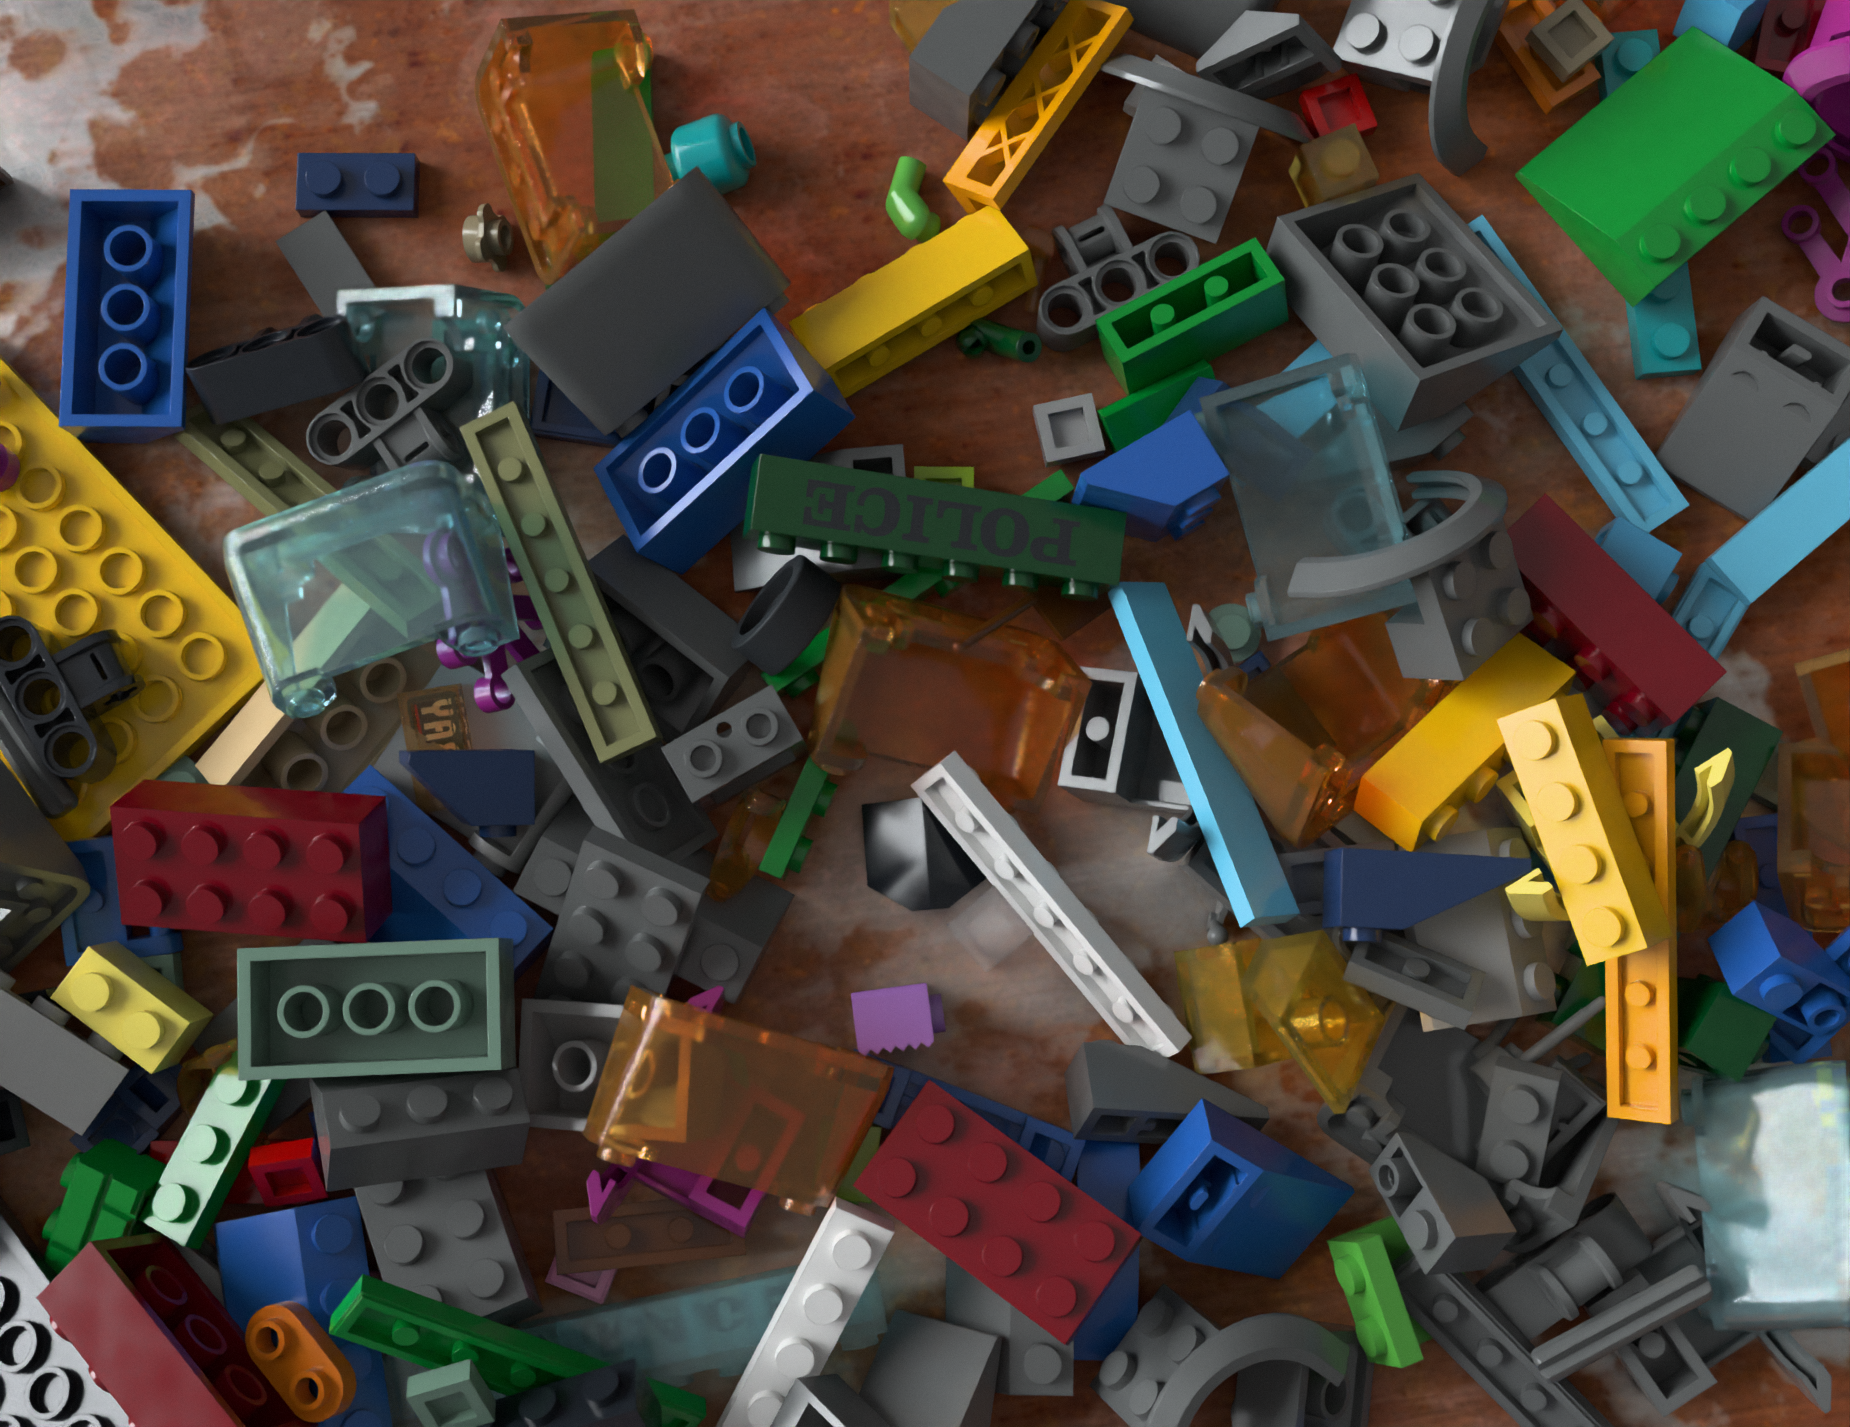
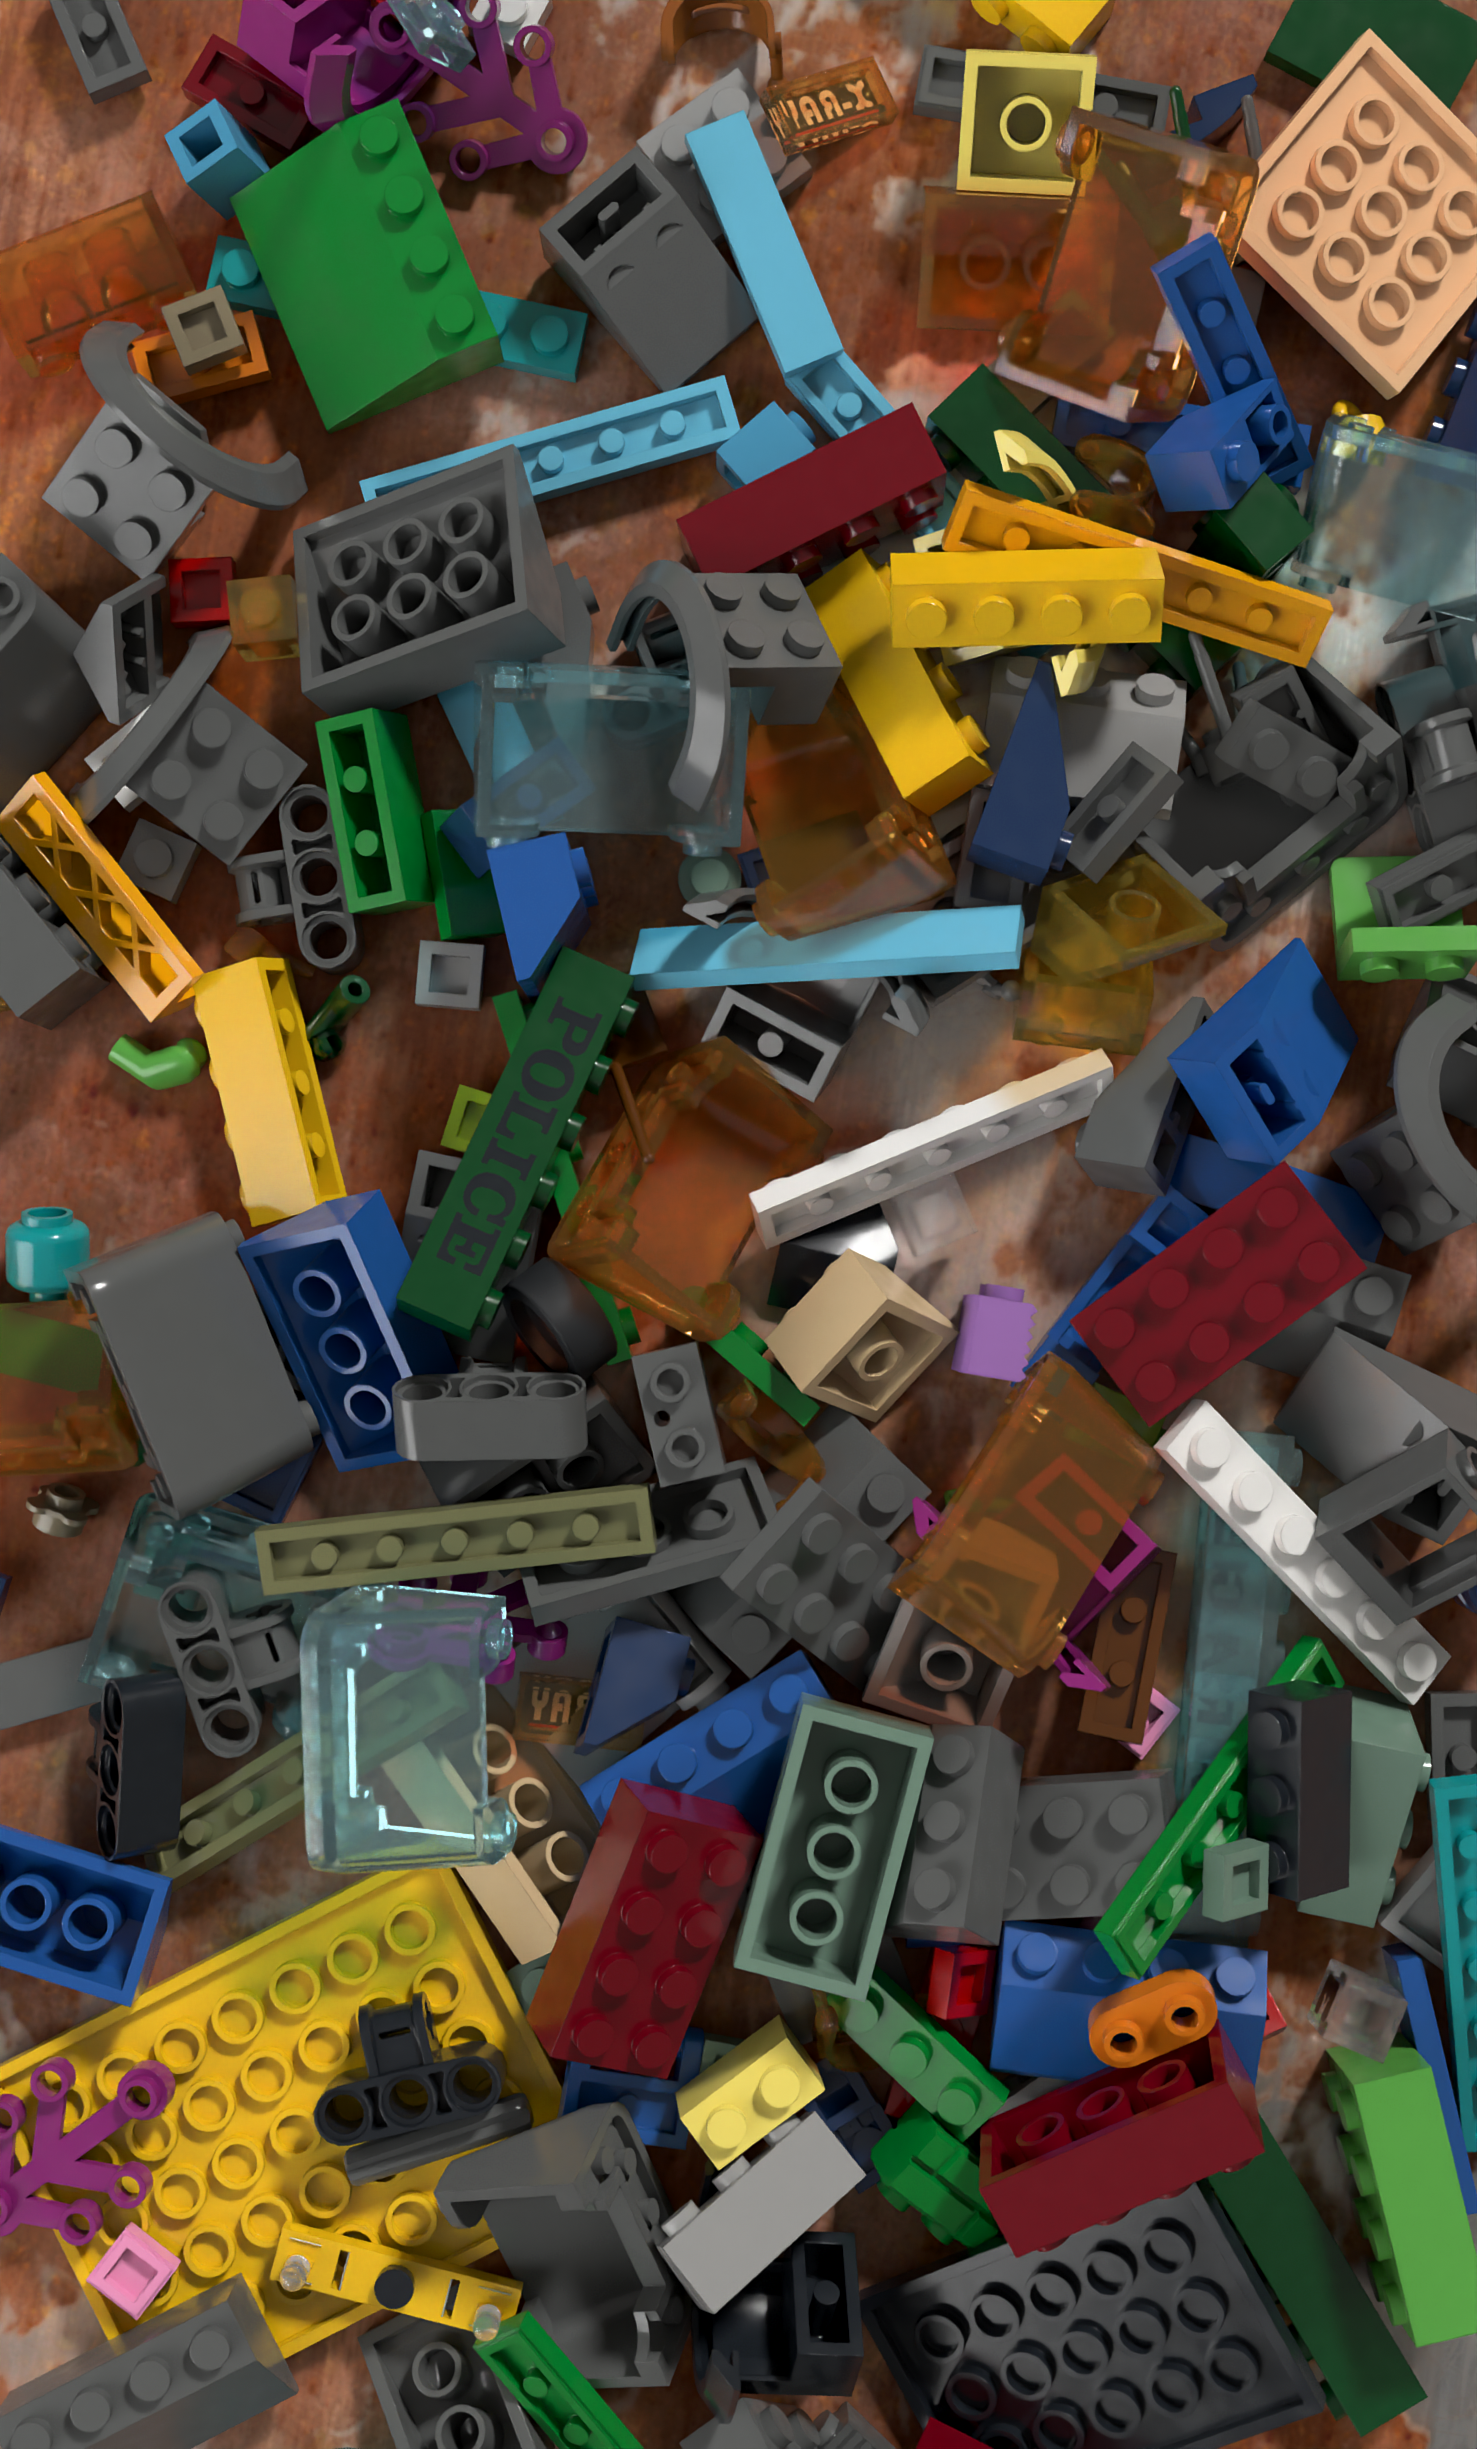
camera: 70 degrees left, 5 degrees up
(682, 575) = (490, 1414): none -> dark grey piece
(856, 895) = (859, 1337): none -> tan slope
(1088, 147) = (159, 860): none -> light grey plate
(1440, 1207) = (1342, 860): dark grey slope -> none

